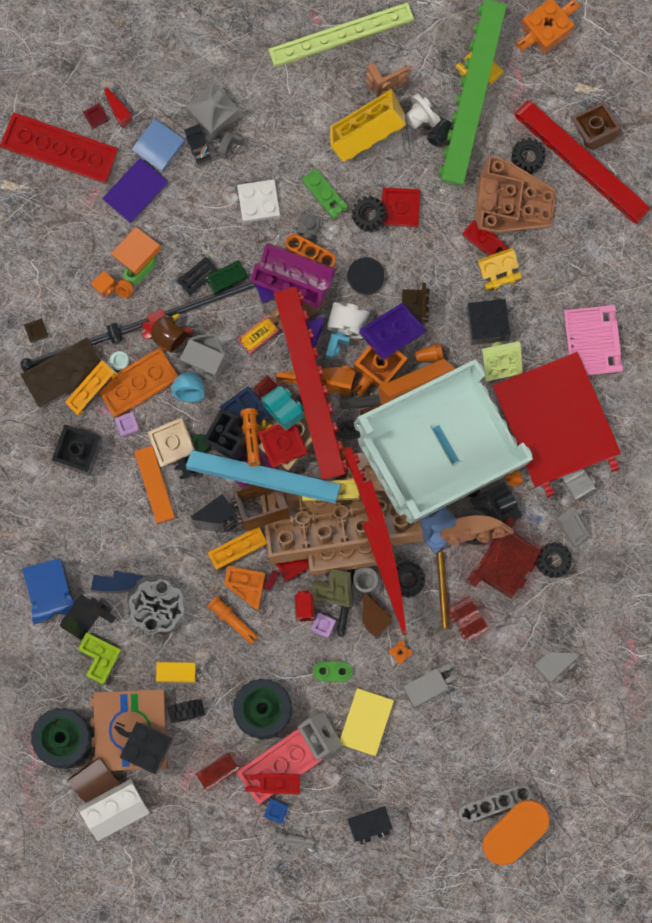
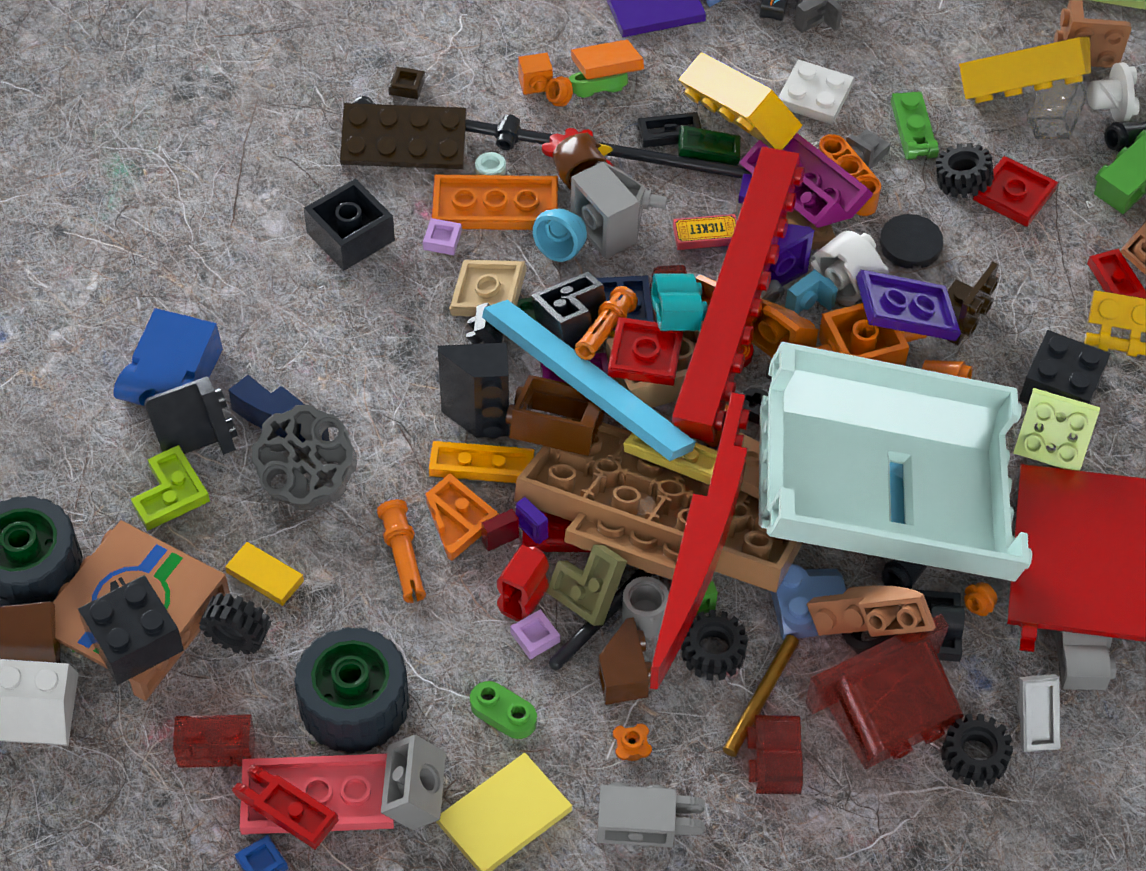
camera: 30 degrees right, 25 degrees down
(91, 387) = (426, 168): light orange plate -> none
(154, 484) = (423, 327): orange tile -> none
(227, 244) = (740, 101): none -> yellow wedge
(285, 570) = (532, 520): none -> dark purple tile

